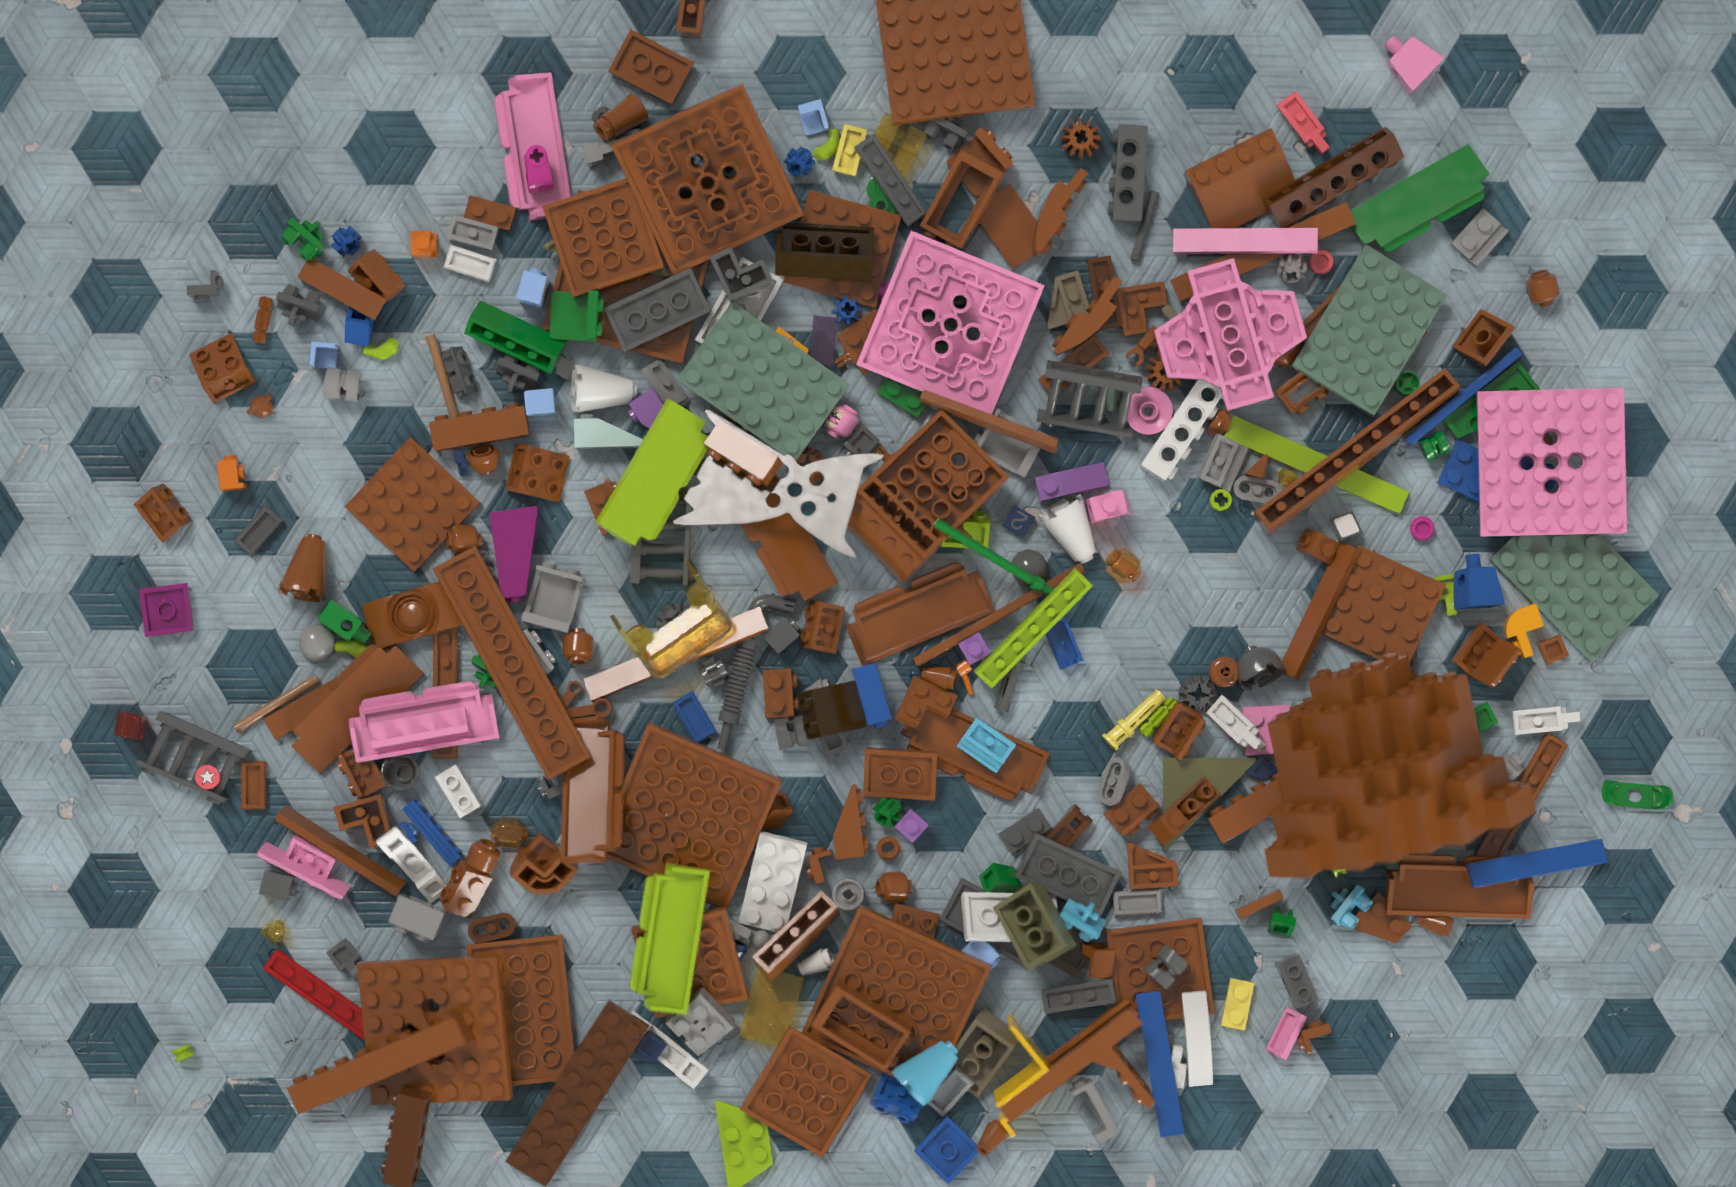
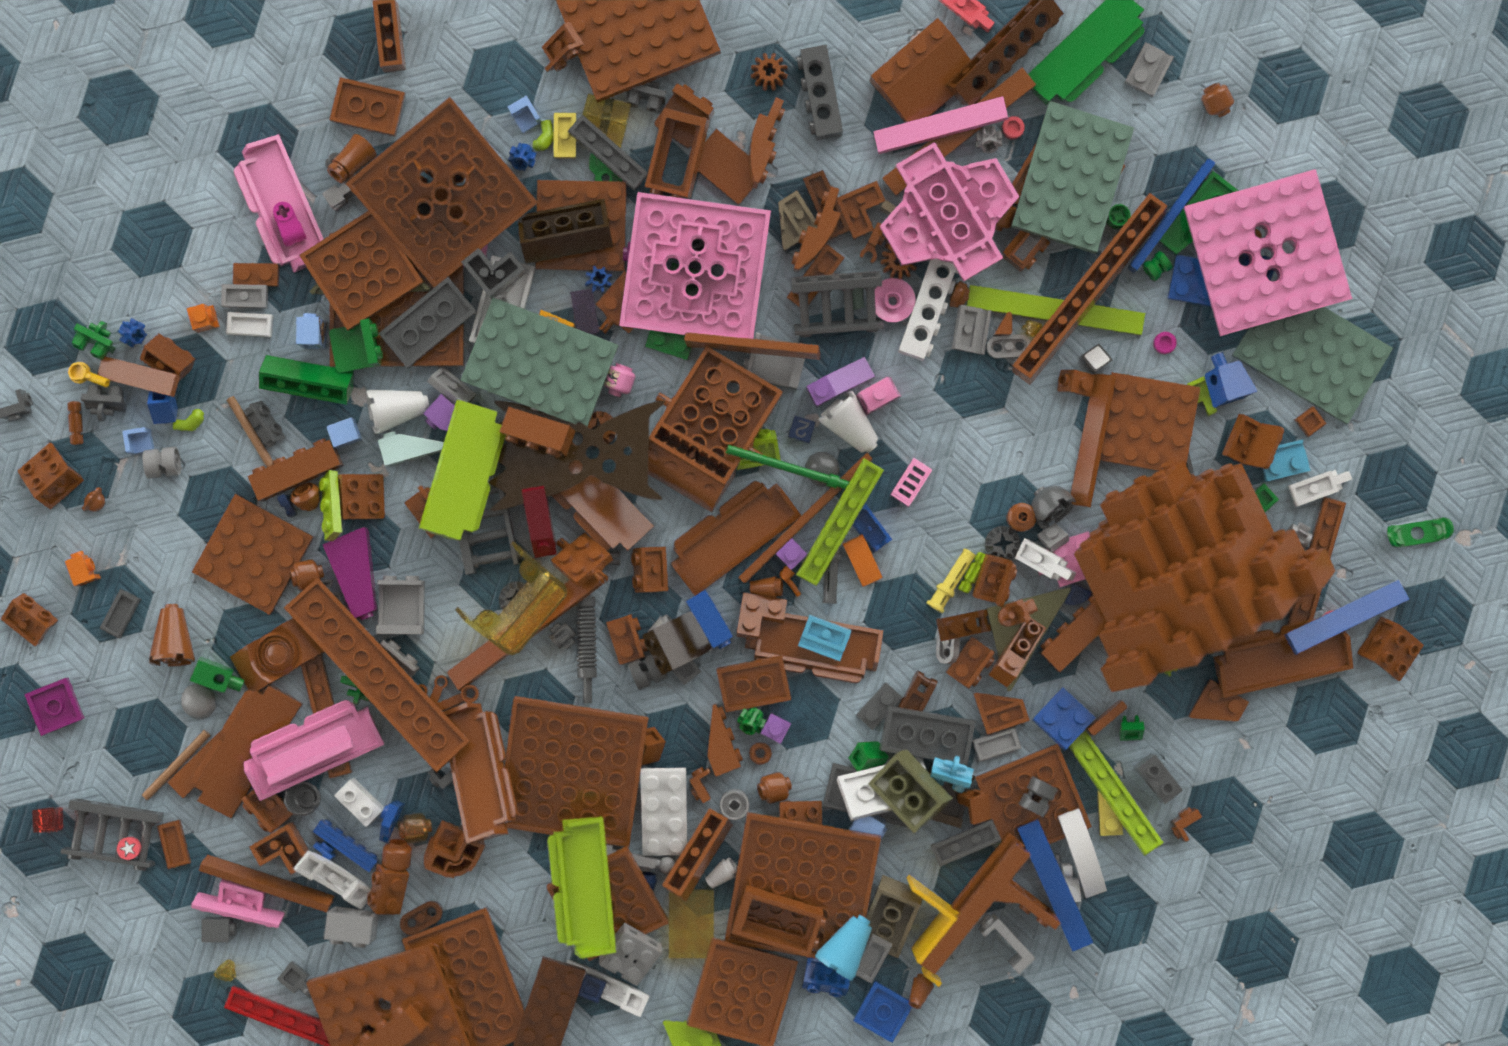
camera: 15 degrees left, 0 degrees up
(281, 269) = (80, 373): none -> yellow plate
(352, 647) = (231, 697): lime arm -> none
(488, 813) = (390, 817): none -> blue wing
(507, 475) = (330, 505): none -> lime plate
(517, 375) = (317, 414): dark grey hips -> none
(578, 646) = (434, 644): dark orange head -> none
(694, 717) = (555, 680): blue tile -> none
(720, 547) = (539, 522): none -> dark red slope
(754, 598) = (582, 560): none -> dark orange plate
(782, 634) = (615, 586): dark grey brick -> none
(861, 442) = (642, 394): dark grey bracket -> none
(870, 58) = (562, 47): none -> dark orange bracket
(1046, 674) = (862, 560): none -> orange slope
(1103, 618) = (900, 497): none -> bright pink slope
(1123, 565) = (906, 445): clear orange head -> none
(1134, 768) = (963, 625): none -> reddish brown plate
(1144, 226) = (846, 139): dark grey bar -> none
(1193, 769) = (1016, 612): none -> dark orange hips
(1214, 893) = (1063, 718): none -> blue plate
(1225, 494) = (981, 357): lime bush -> none
(1247, 984) = (1115, 794): none -> lime tile
(1252, 701) = (1053, 537): none -> light grey plate
(1286, 1033) = (1162, 822): bright pink tile -> none
(1343, 914) = (1193, 689): medium azure hips -> none
(1436, 924) = (1271, 695): dark orange cone -> none
(1483, 338) = (1176, 158): dark orange slope -> none
(1518, 624) = (1274, 406): light orange brick -> none
(1518, 684) = (1287, 461): none -> medium azure plate
(1575, 908) = (1390, 648): none -> dark orange bracket

